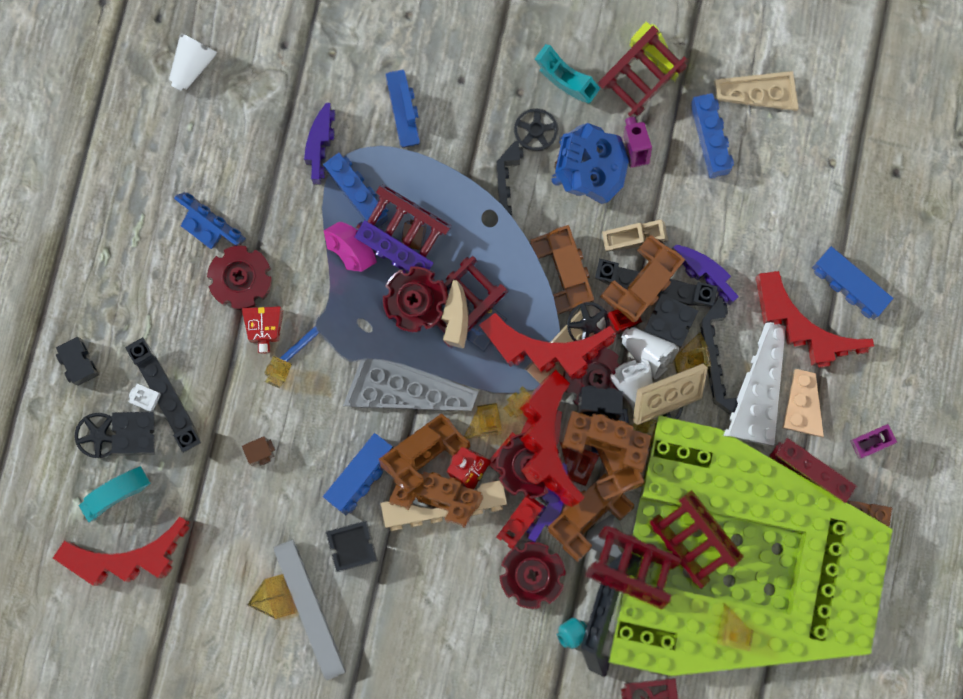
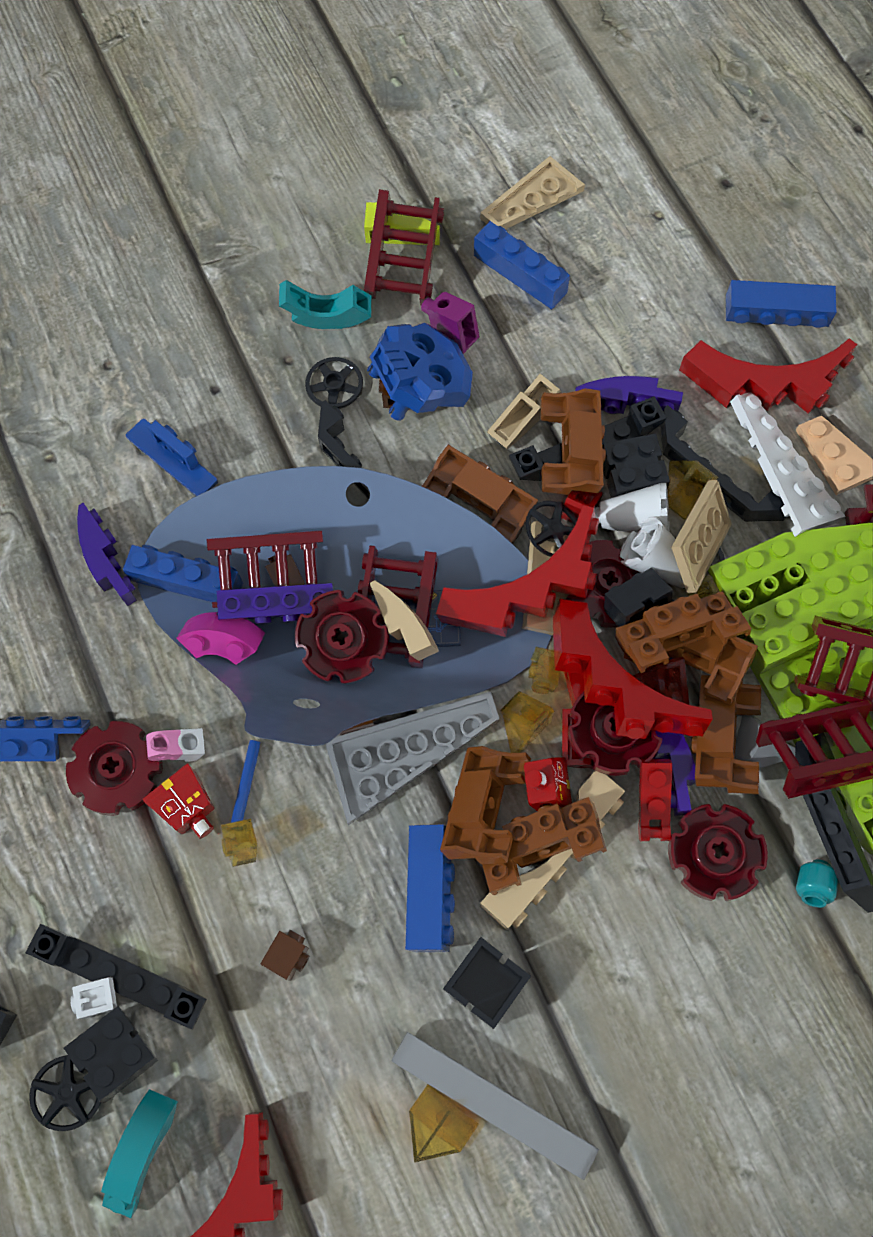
camera: 35 degrees left, 10 degrees down
(281, 291) = (175, 745): none -> leg

